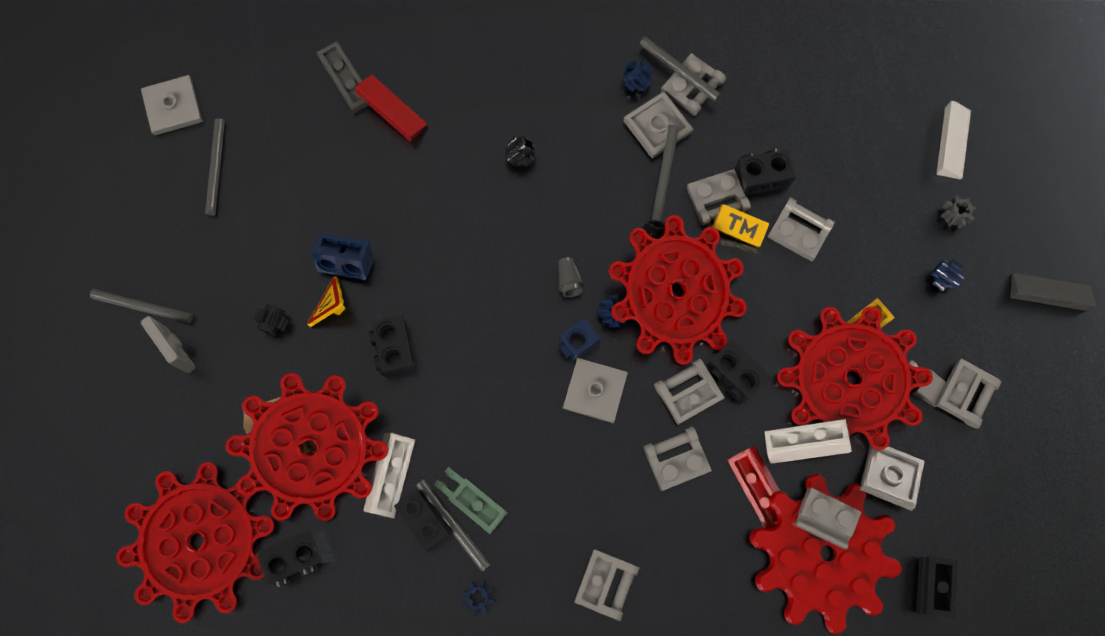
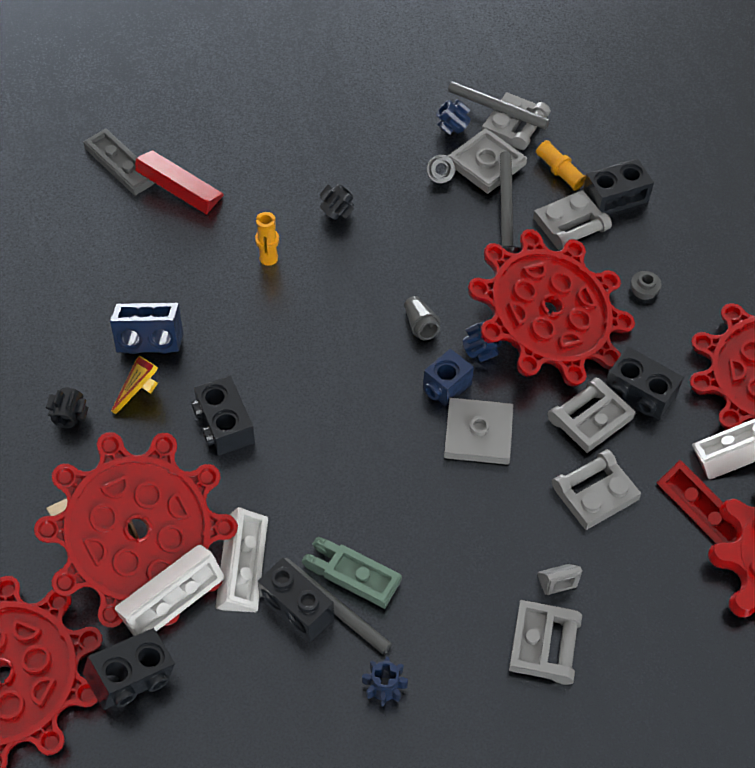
camera: 10 degrees left, 20 degrees down
(327, 499) = (170, 591): none -> white slope
(453, 184) = (267, 238): none -> light orange pin
(619, 134) = (449, 168): none -> plate
(629, 530) = (559, 578): none -> light grey slope
(721, 139) = (561, 165): none -> light orange pin
(740, 225) = (606, 240): yellow tile -> none
(762, 279) = (644, 290): none -> dark grey plate
(797, 236) = (672, 245): light grey plate -> none

